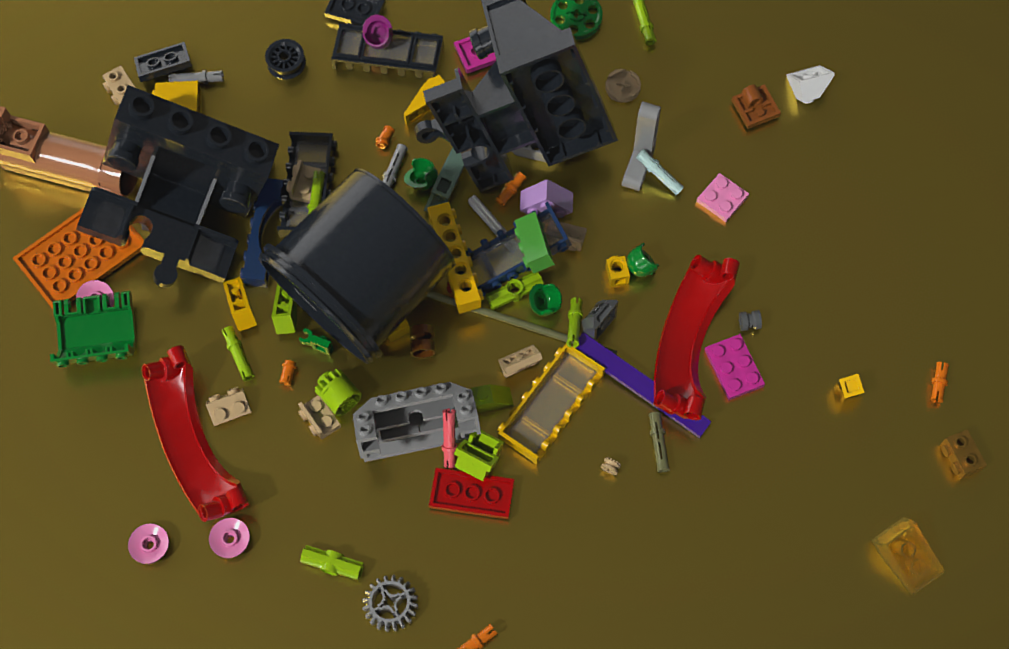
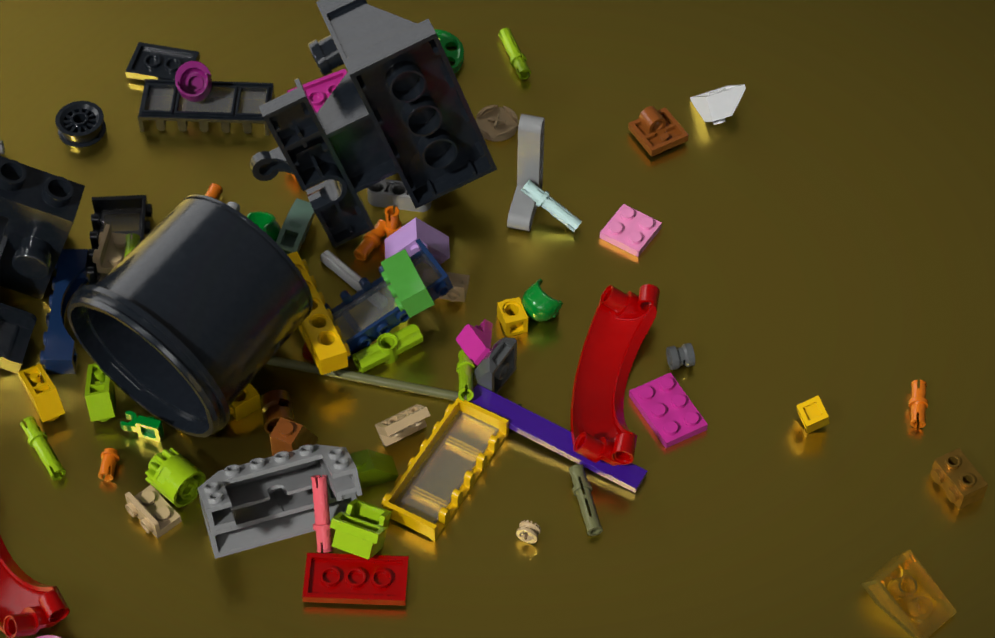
camera: 10 degrees left, 15 degrees down
(227, 406) = (34, 509): tan bracket -> none
(418, 105) = (260, 142): yellow slope -> none
(431, 370) = (290, 436): none -> dark orange slope
(528, 178) = (392, 221): none -> orange pin
(545, 299) = (427, 352): green helmet -> none
(586, 293) = (476, 340): none -> dark pink slope

